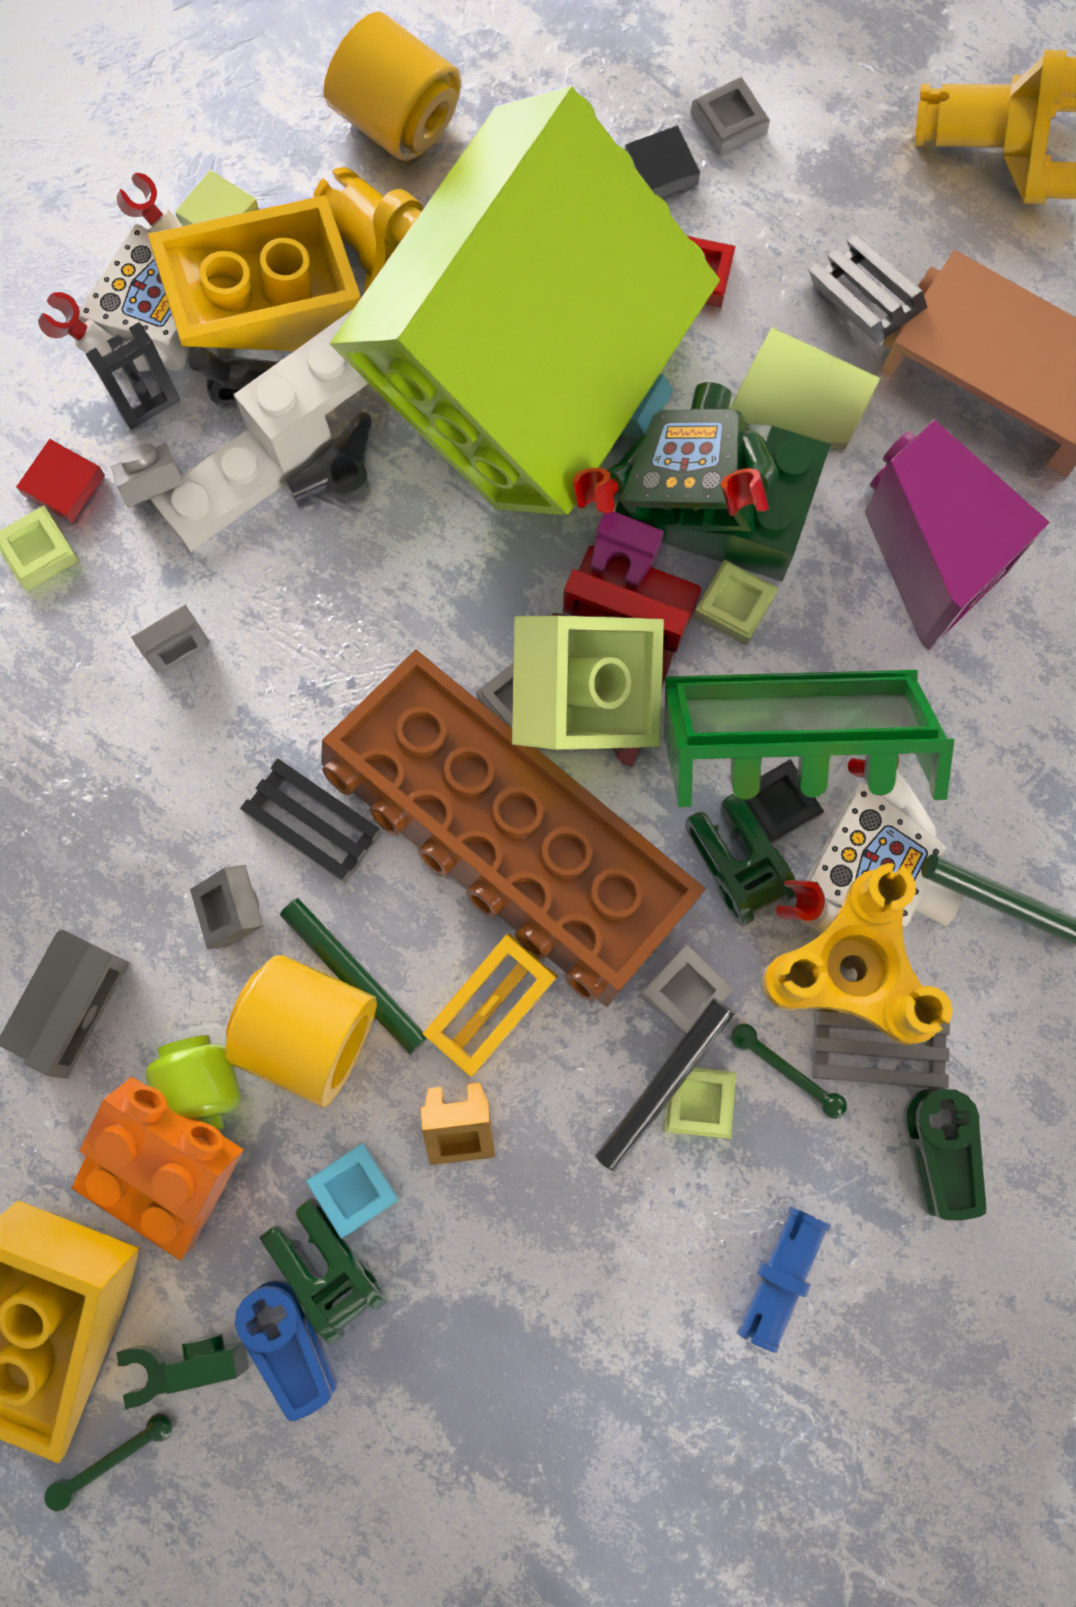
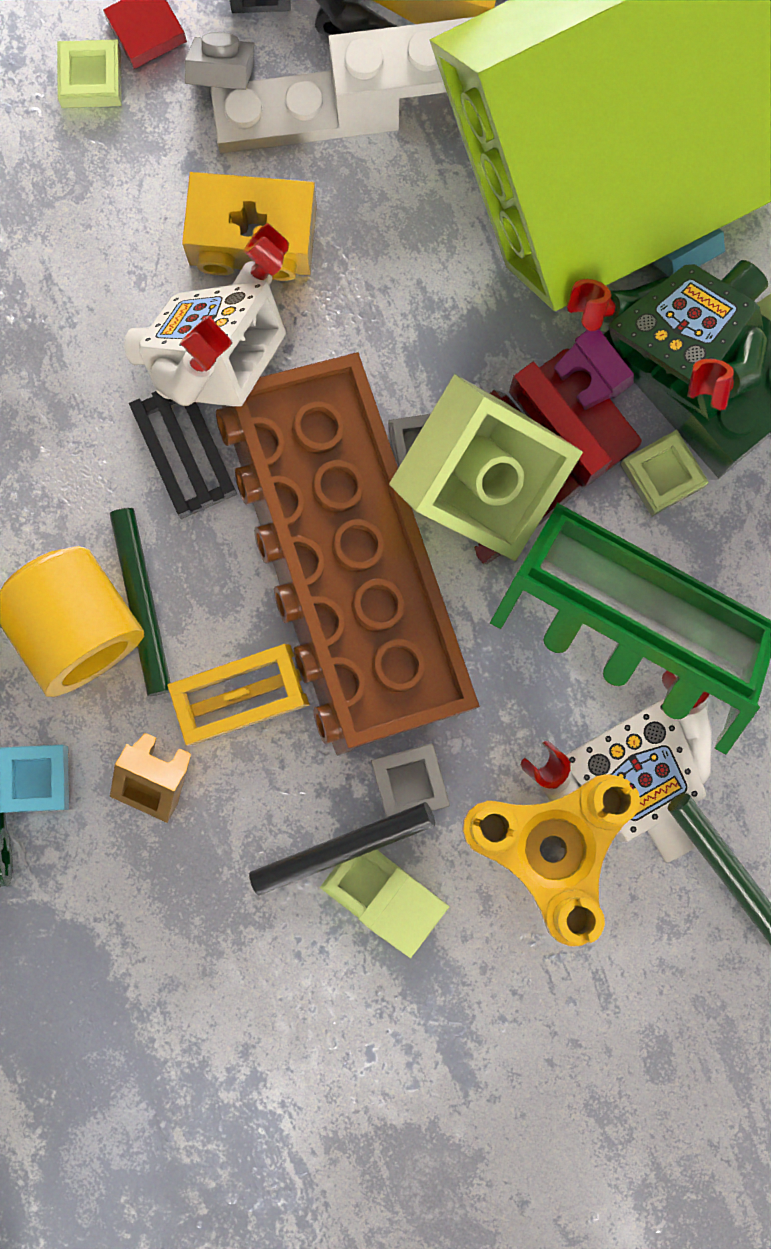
camera: 30 degrees right, 5 degrees up
(170, 639) = (153, 221): flat silver tile -> none
(225, 588) = (224, 206): none -> yellow brick
(226, 907) = (68, 480): flat silver plate -> none
(288, 706) = (218, 338): none -> white torso
(339, 466) = (391, 150): black animal -> none
(741, 884) = (515, 718): dark green piece -> none
(745, 1038) = (475, 952): dark green hinge -> none
(752, 1107) = (404, 913): none -> yellowish green tile
(781, 804) = (582, 673): black tile -> none
(783, 1279) = (342, 1068): blue pin -> none
(822, 1045) = (590, 964): flat silver tile -> none
(947, 1158) = (543, 1059): dark green piece -> none

